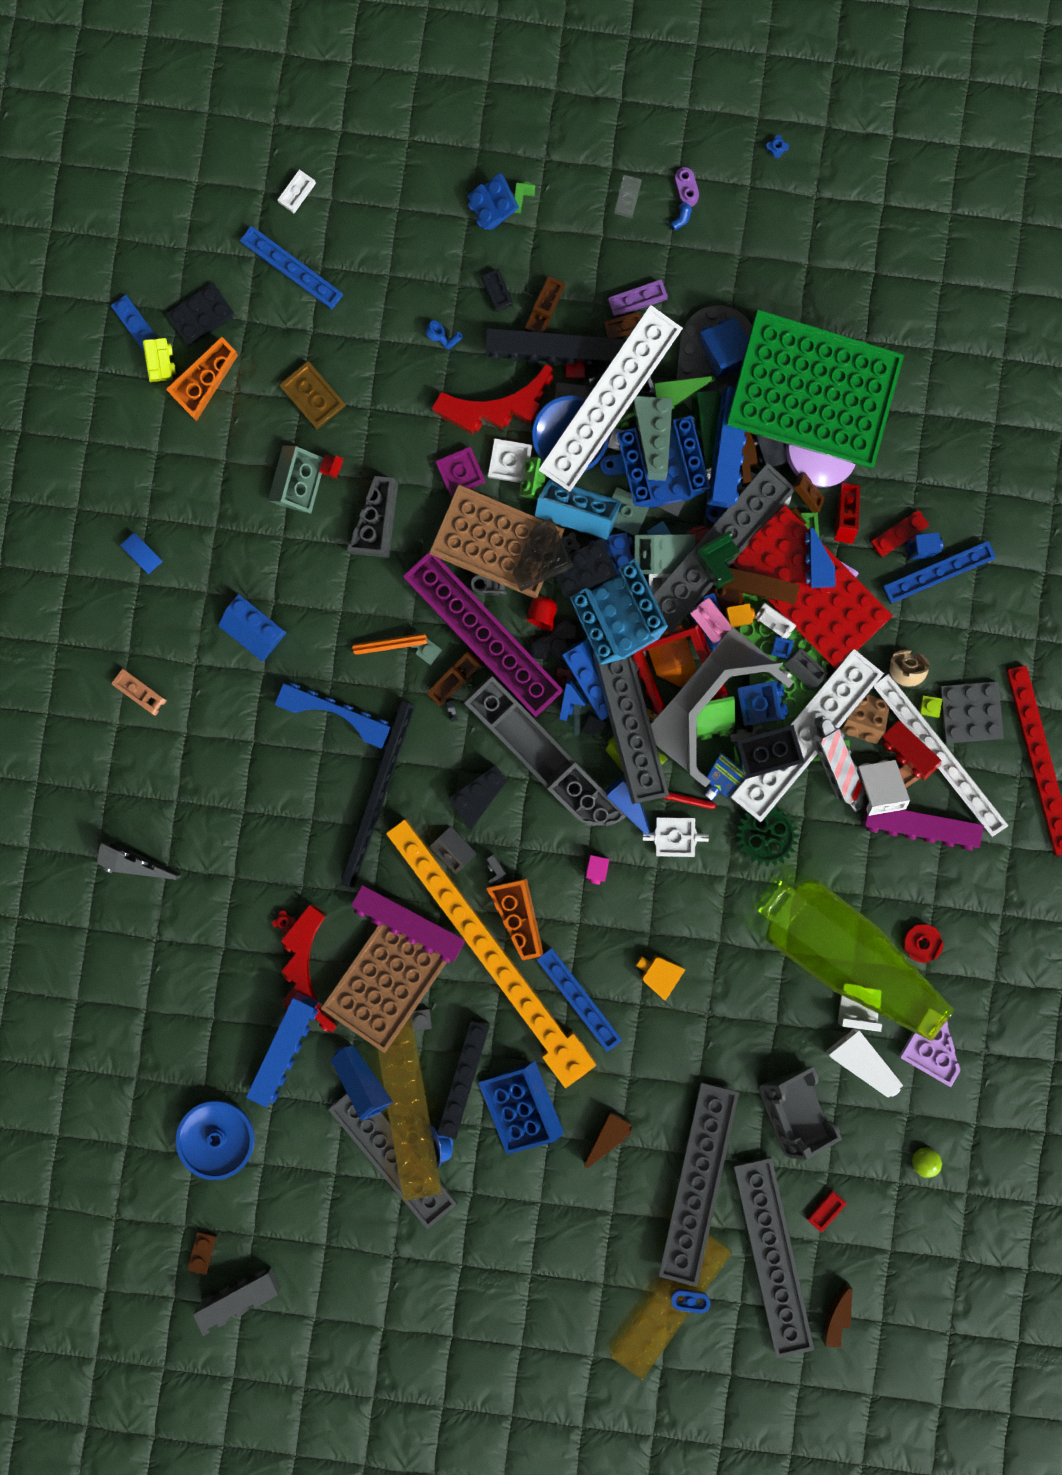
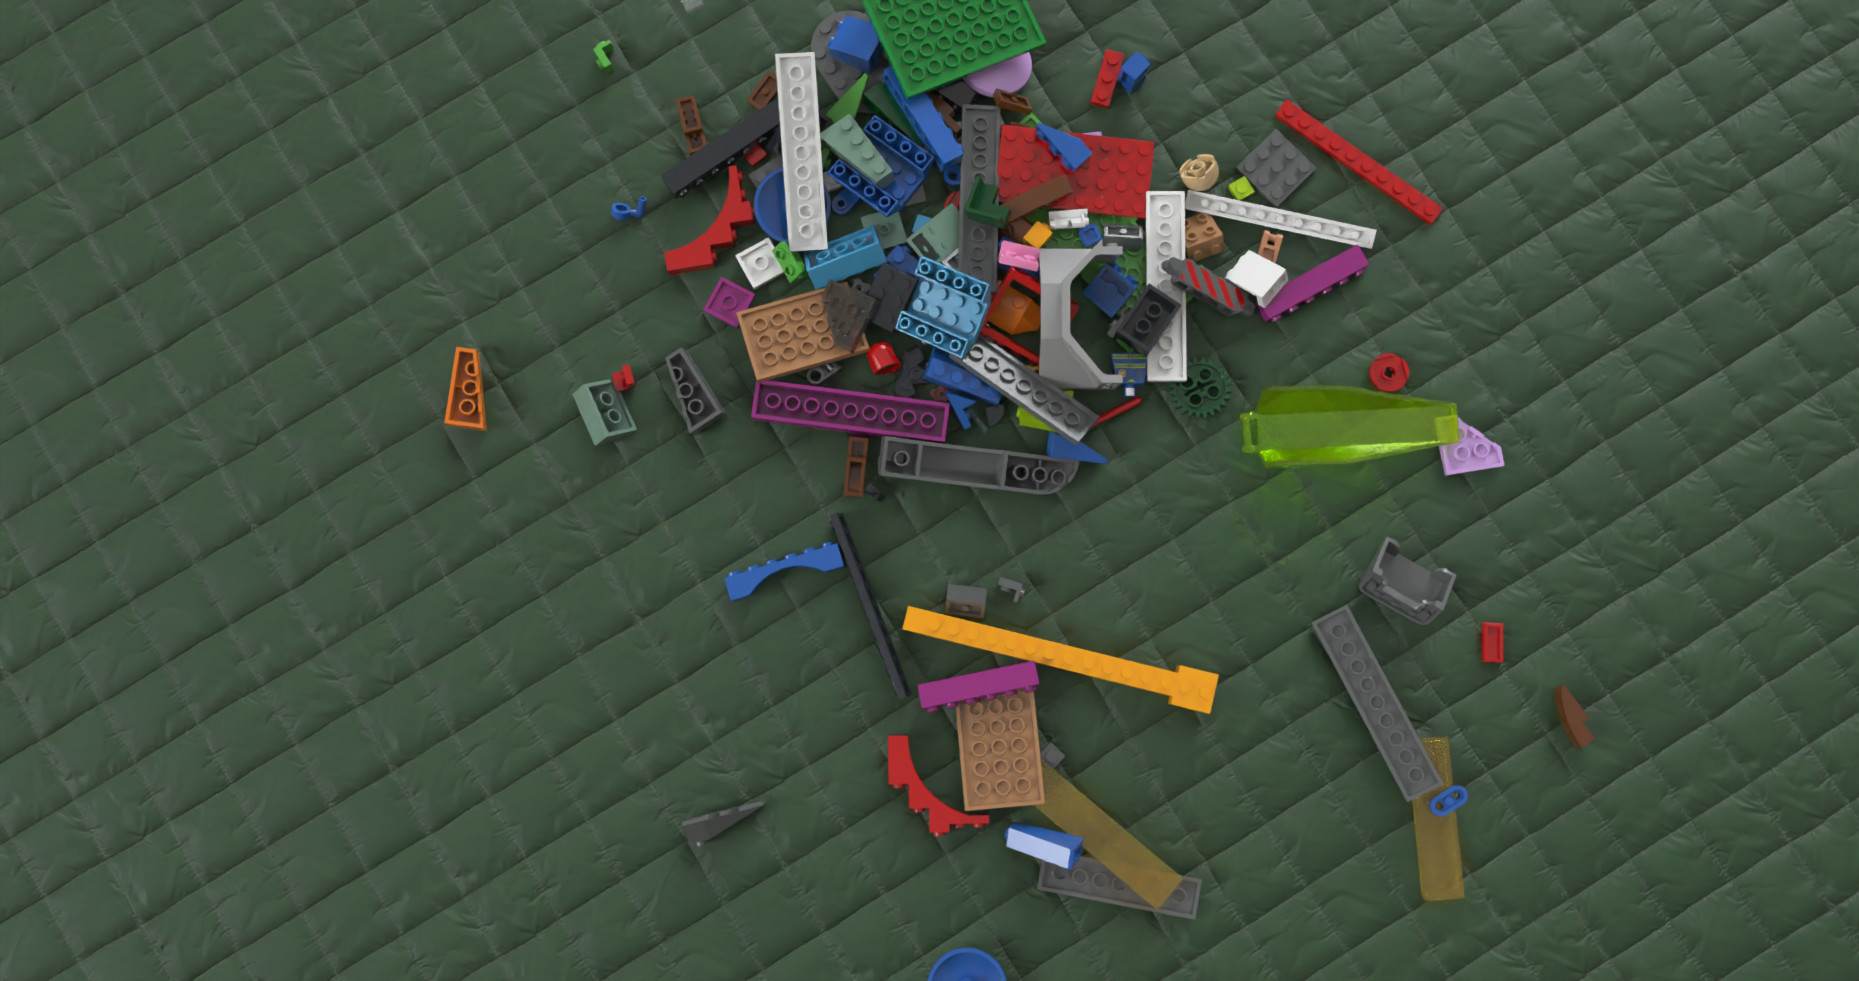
camera: 35 degrees left, 5 degrees down
(133, 320) = (377, 394): blue plate -> none
(138, 691) = (612, 680): nougat plate -> none
(141, 553) = (526, 569): blue slope -> none
(158, 360) = (418, 406): neon yellow brick -> none
(200, 314) = (424, 345): black plate -> none
(251, 627) = (662, 556): blue slope -> none
(279, 922) = (877, 773): red plate -> none
(282, 1050) = (961, 870): blue brick -> none
(291, 267) = (467, 252): blue plate -> none
(296, 191) = (424, 191): white plate -> none
(312, 395) = (564, 336): pearl gold plate -> none
(391, 643) = (782, 479): orange axle -> none
(428, 651) = (816, 462): sand green plate -> none
(443, 1146) = (1151, 841): blue piece -> none
(463, 1078) = (1123, 774): black brick -> none
(477, 796) = (949, 544): black wedge -> none
(492, 202) = (586, 78): blue plate -> none
(497, 290) = (644, 142): black plate -> none
(518, 916) = (1057, 607): orange wedge -> none
(521, 1108) = (1188, 760): blue slope -> none
(579, 999) = (1162, 636): blue plate -> none
(597, 869) = (1090, 522): dark pink brick -> none
(609, 1136) = (1275, 724): reddish brown slope -> none
(637, 298) = (758, 62): medium lavender plate -> none
(660, 974) = (1208, 564): light orange torso -> none
(675, 837) = (1130, 447): white plate -> none
(716, 718) = (1087, 326): bright green slope -> none
(773, 1257) = (1483, 713): dark grey plate -> none
(847, 513) = (1055, 95): red slope -> none
(857, 1016) = (1385, 468): white bracket -> none
(861, 1059) = (1420, 501): white slope -> none
(911, 751) = (1255, 233): red brick -> none
(926, 1162) = (1536, 539): lime hair -> none
(939, 572) = (1161, 83): blue plate -> none

